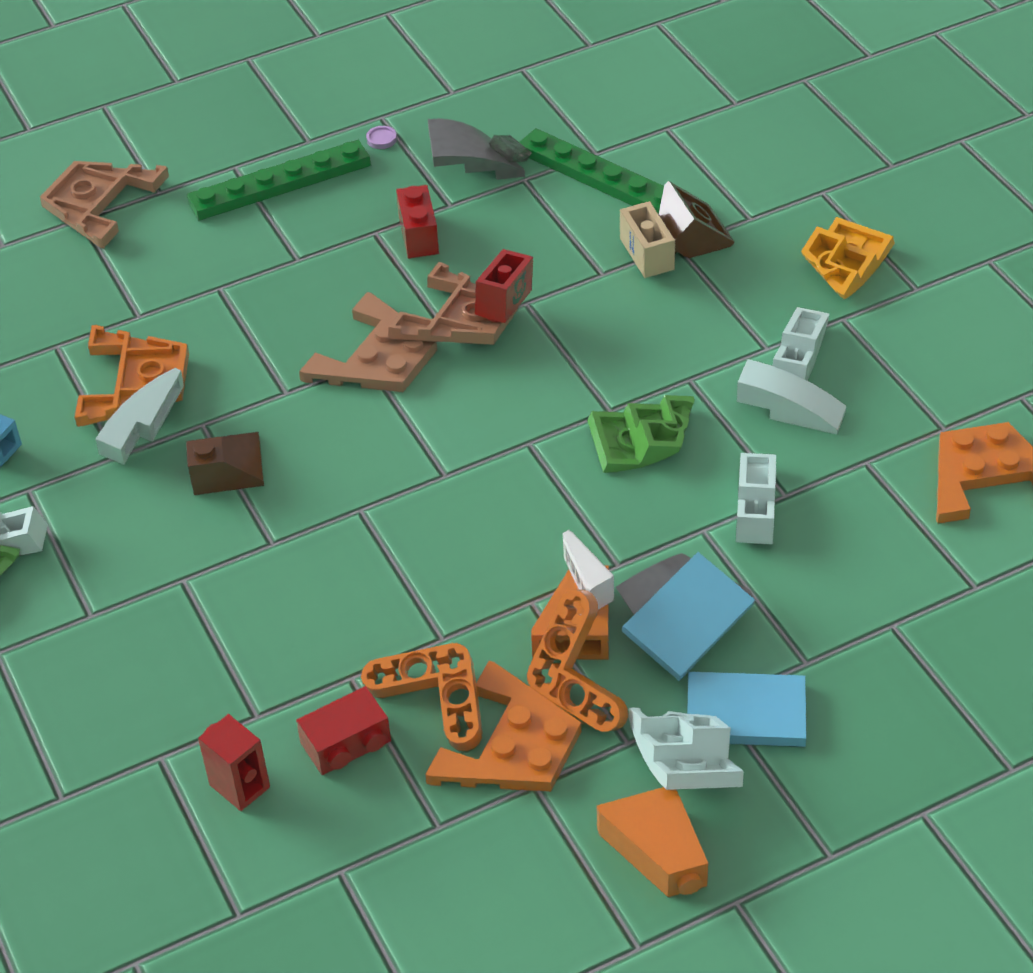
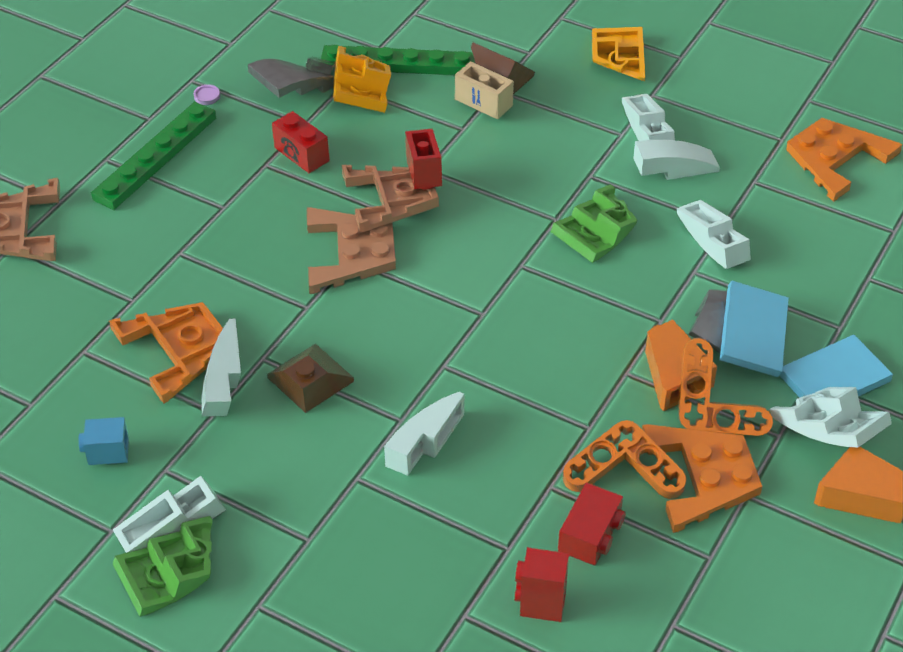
camera: 35 degrees left, 0 degrees up
(273, 565) = (424, 433): none -> light aqua slope
(534, 181) = (361, 81): none -> light orange slope
(588, 570) = (675, 327): white slope -> none

